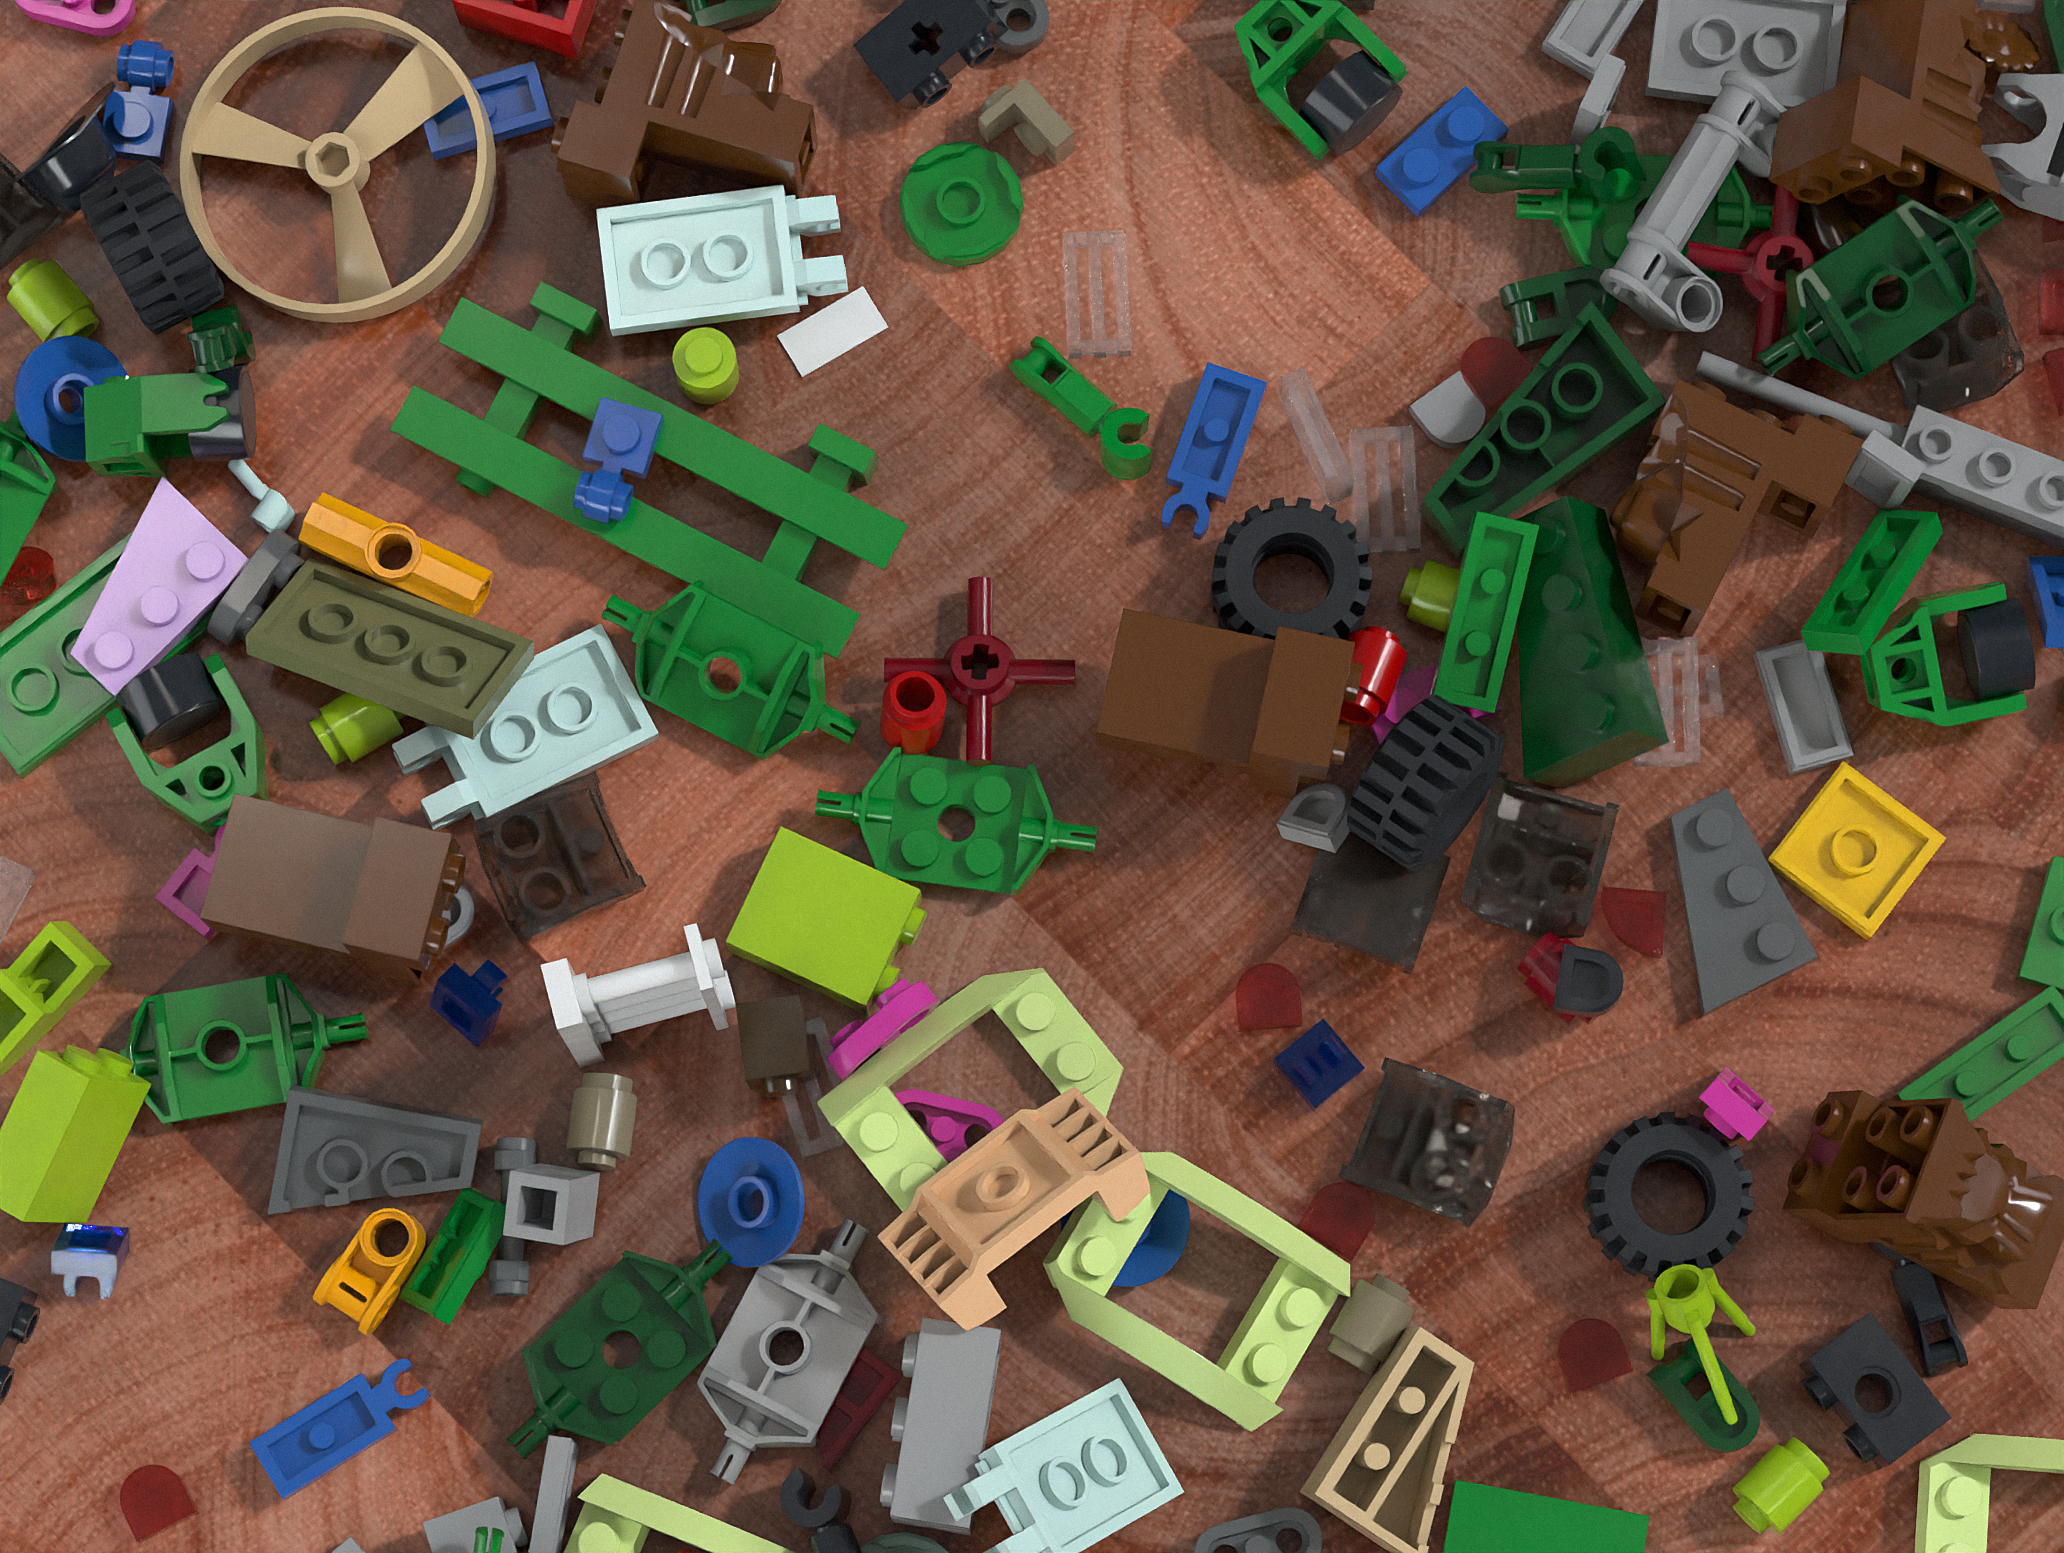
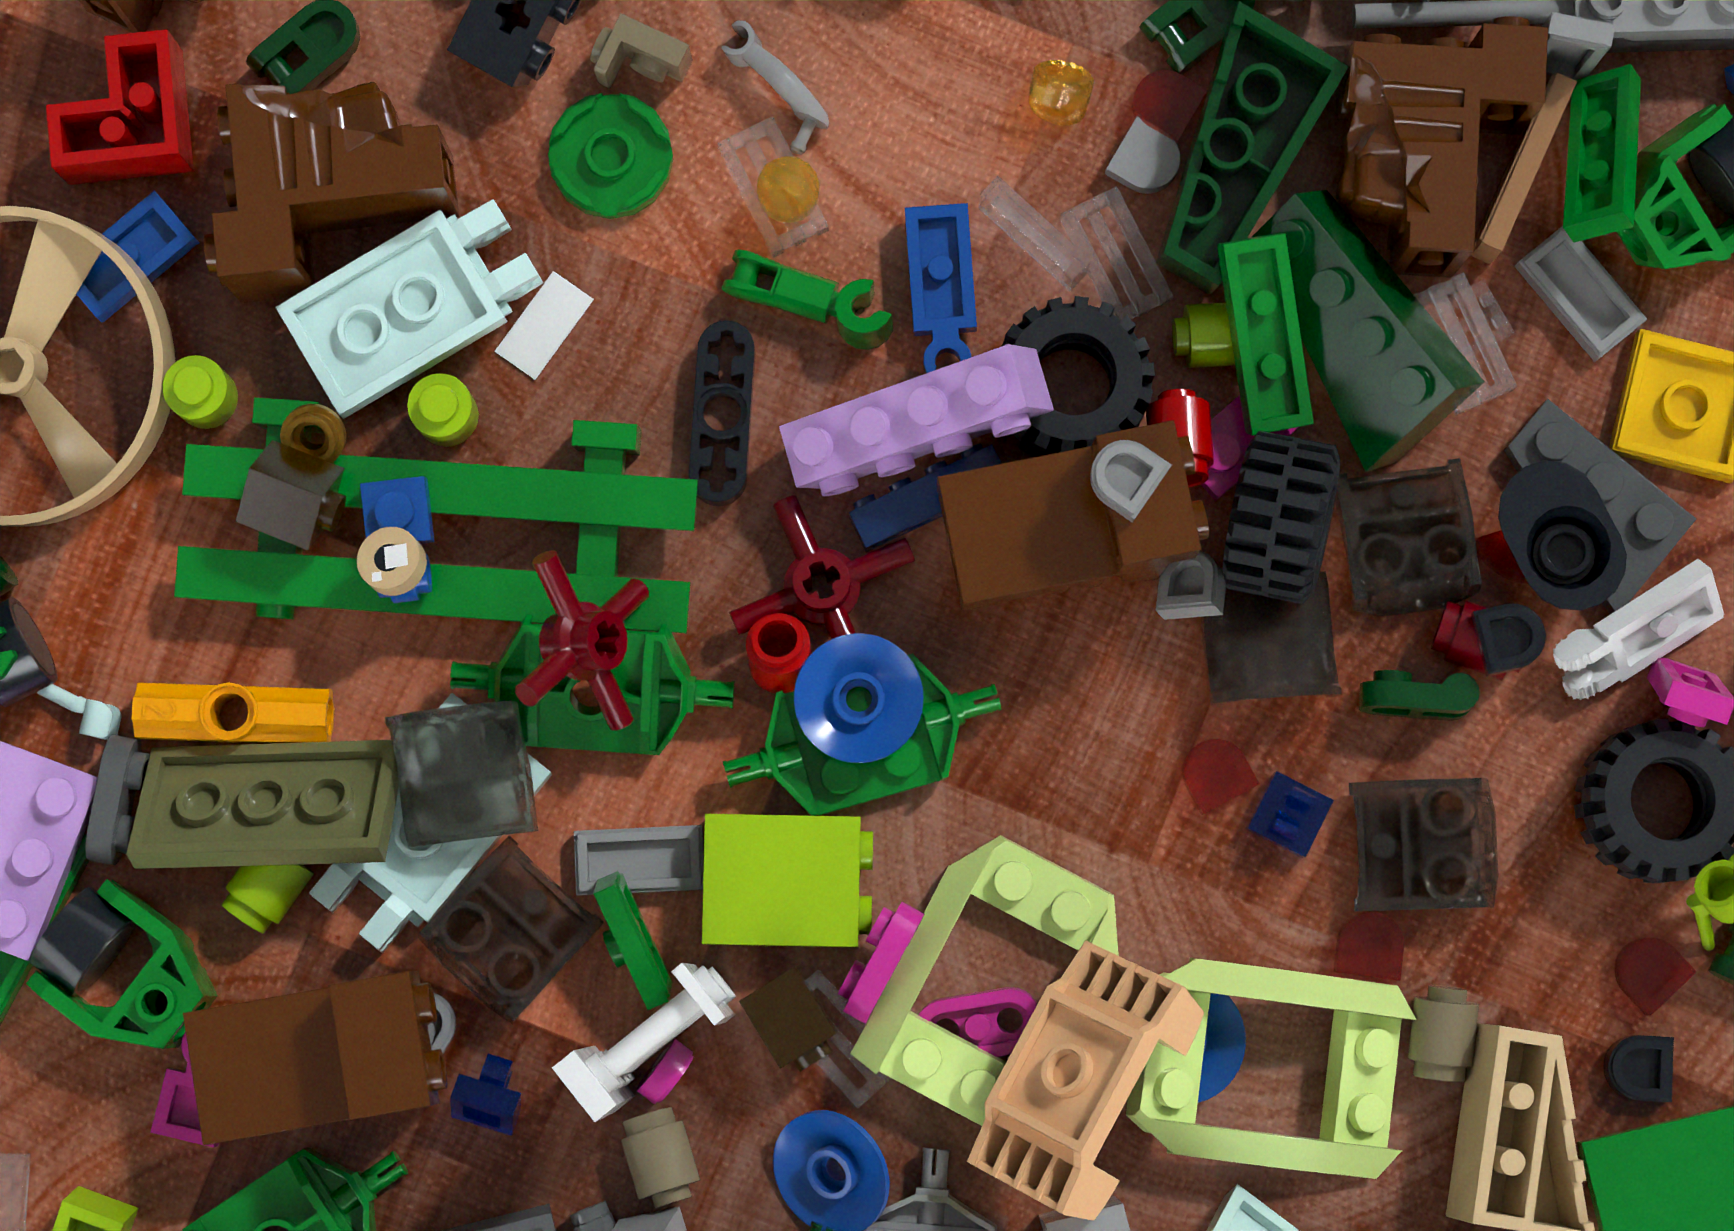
camera: 25 degrees left, 5 degrees up
(495, 257) = (200, 392): none -> lime brick
(535, 380) = (291, 495): none -> dark brown brick
(561, 343) = (314, 414): none -> pearl gold plate
(578, 693) = (463, 773): none -> clear smoke slope
(598, 475) = (391, 561): none -> tan tile
(641, 1046) = (665, 1072): none -> dark pink tile
(662, 908) = (631, 941): none -> green plate
(701, 847) = (647, 857): none -> light grey tile
(737, 618) = (582, 641): none -> dark red bar
(961, 749) = (853, 663): none -> blue dish
(994, 445) = (741, 368): none -> black beam
(1088, 633) = (909, 502): none -> dark blue piece
(1108, 300) = (788, 189): none -> clear yellow tile
(1130, 552) = (915, 418): none -> lavender brick
(1147, 203) = (783, 82): none -> light grey piece
(1289, 673) = (1127, 476): none -> light grey tile
(1398, 313) = (1063, 87): none -> clear yellow tile
(1465, 998) = (1397, 696): none -> dark green plate
(1543, 1438) = (1641, 1067): none -> black tile
(1677, 910) = (1562, 535): none -> black piece
(1718, 1035) = (1639, 632): none -> white hinge
(1796, 566) = (1521, 170): none -> medium nougat tile

